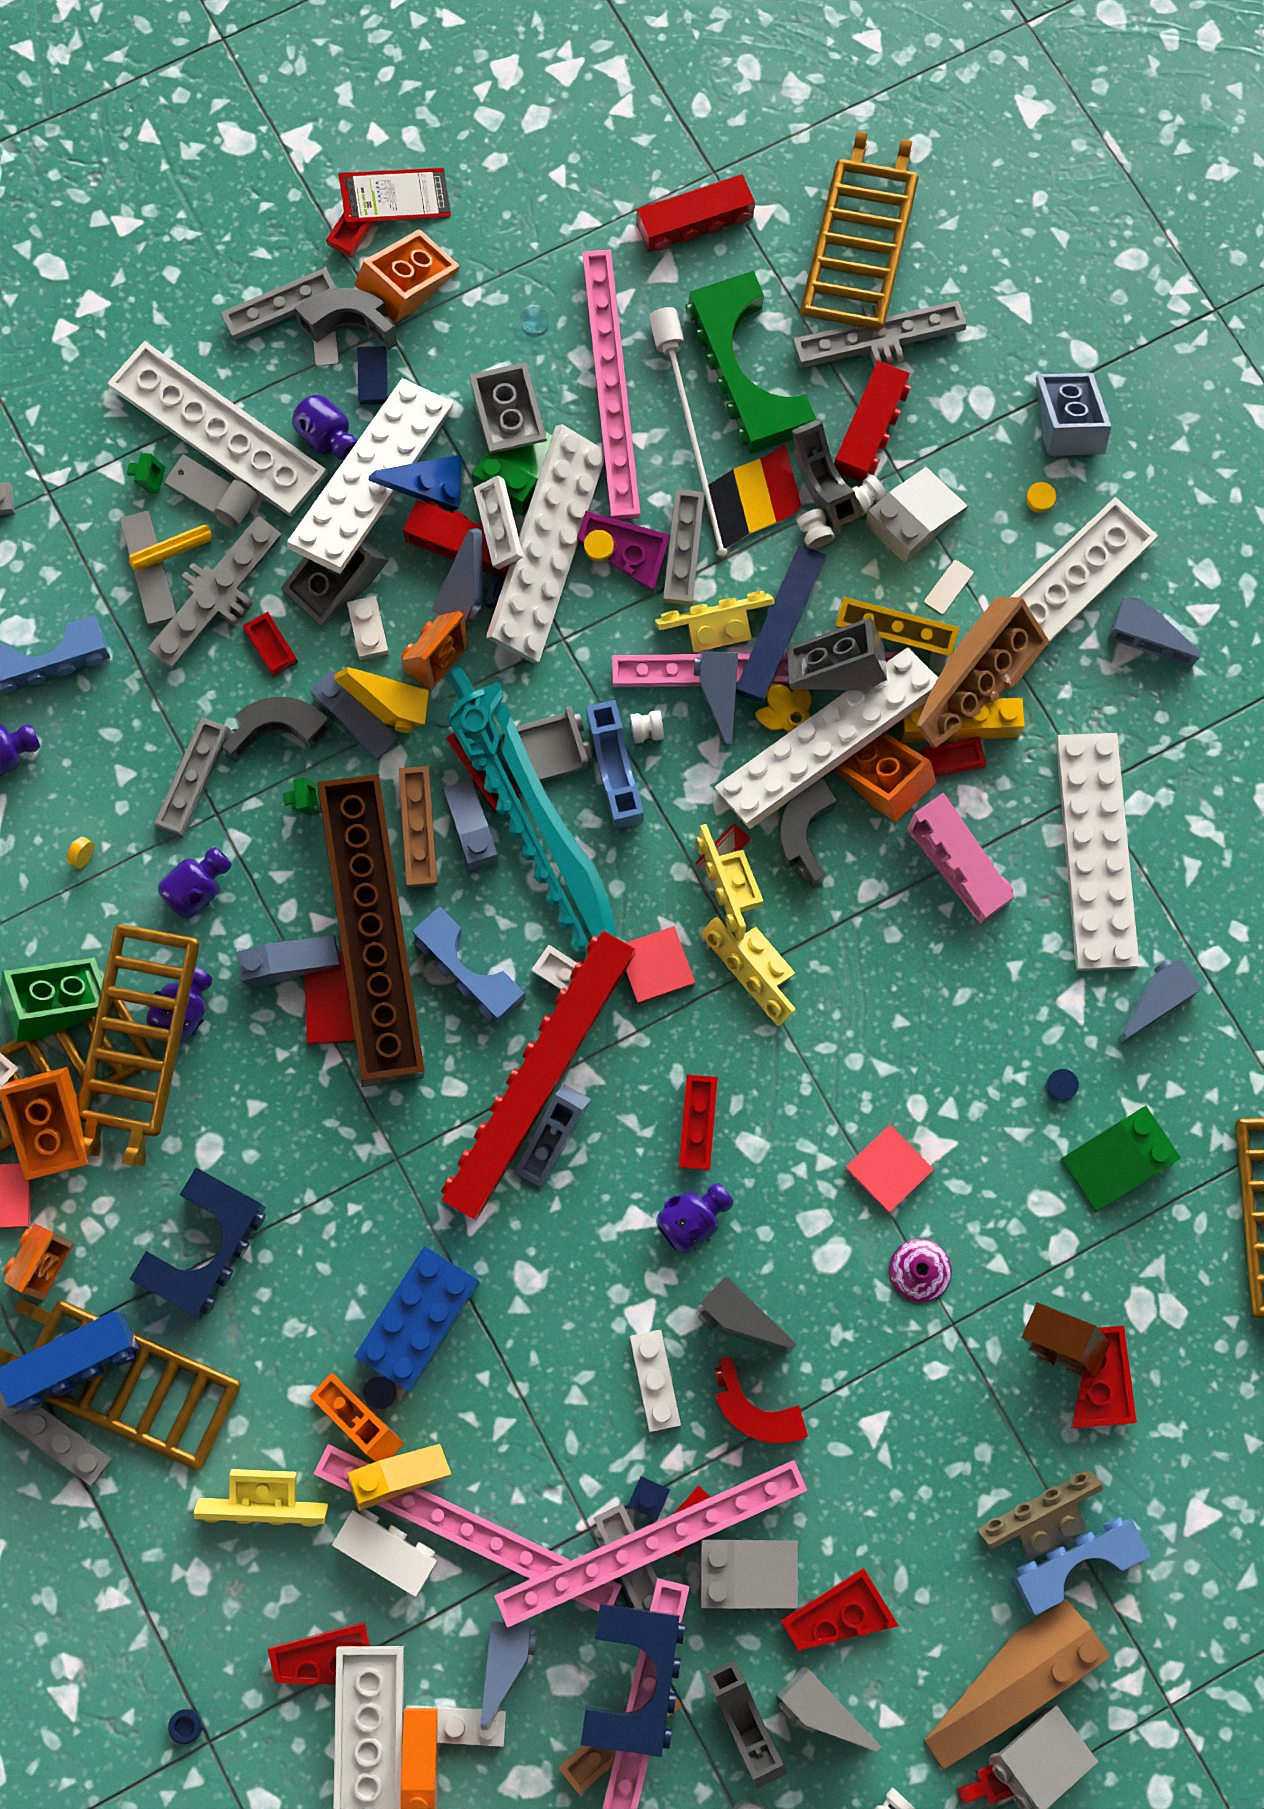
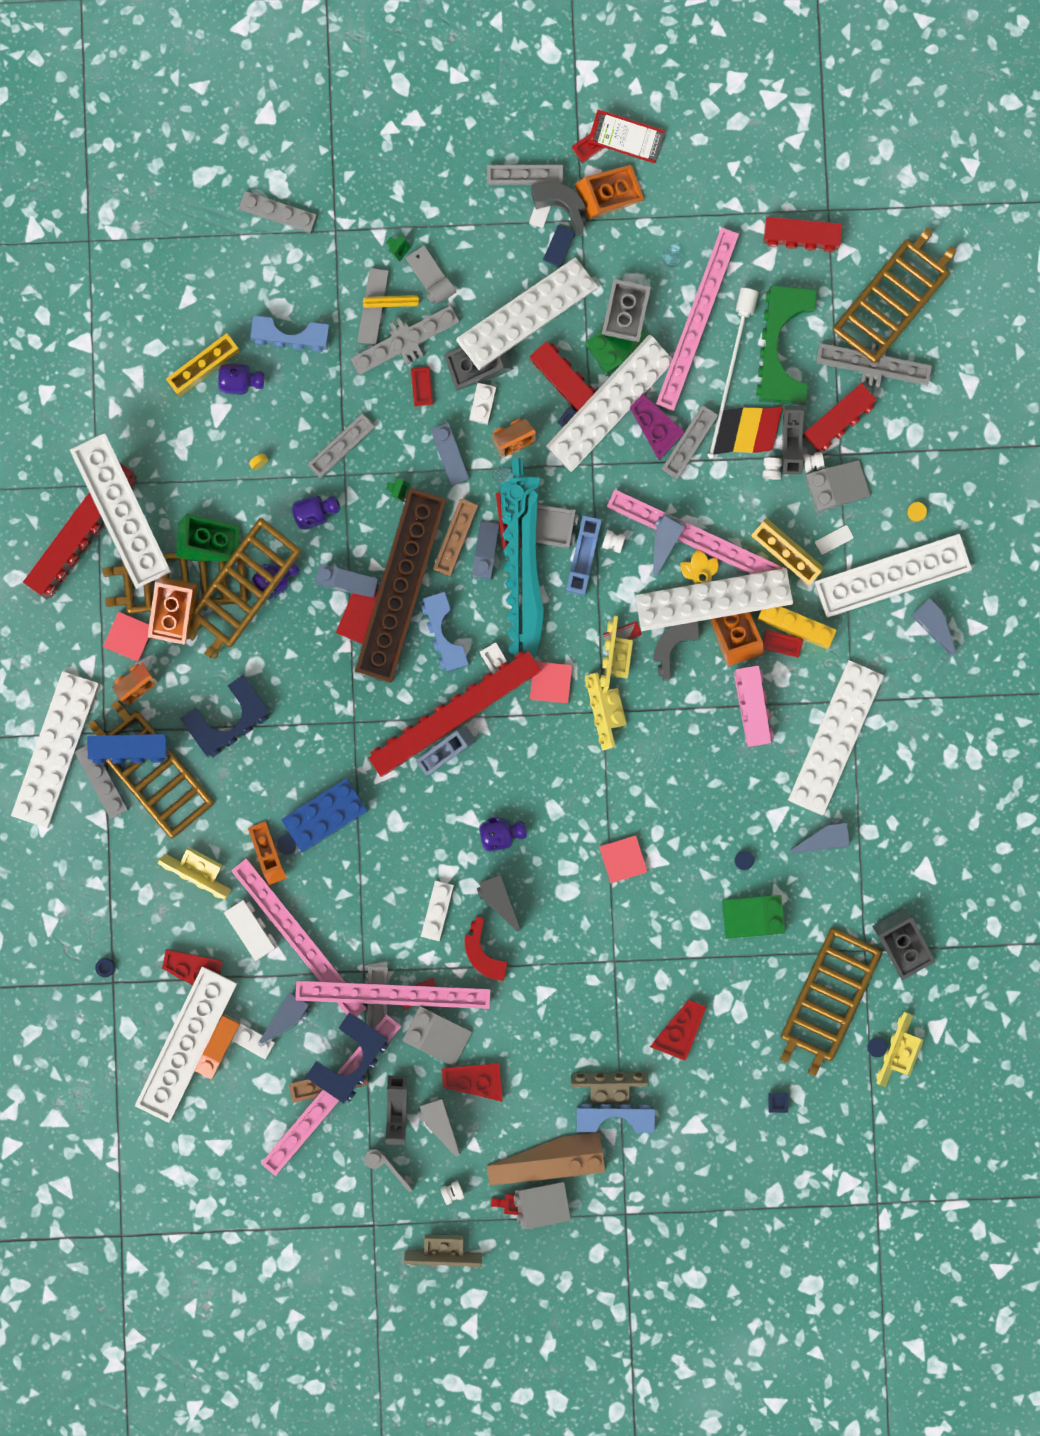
camera: 30 degrees right, 10 degrees up
(217, 428) = (451, 238): white plate -> none
(274, 715) = (405, 432): dark grey arch -> none
(323, 426) = (514, 268): dark purple piece -> none
(387, 699) = (472, 456): yellow slope -> none
(397, 1476) = (275, 893): yellow slope -> none
(427, 480) = (561, 333): blue wing -> none
(464, 582) = (549, 407): sand blue slope -> none
(498, 522) = (586, 380): white plate -> none
(598, 545) = (639, 419): yellow tile -> none
(648, 1498) = (403, 970): dark blue plate -> none
(698, 1122) = (530, 782): red plate -> none
(717, 624) = (686, 498): light yellow bracket -> none
(780, 624) = (722, 517): dark blue tile -> none
(839, 659) = (741, 557): dark grey slope -> none
(907, 1280) = (601, 920): dish -> none
(982, 666) = (821, 601): medium nougat wedge -> none
(1065, 1340) = (667, 999): reddish brown brick -> none
(1072, 414) = (962, 469): sand blue slope -> none

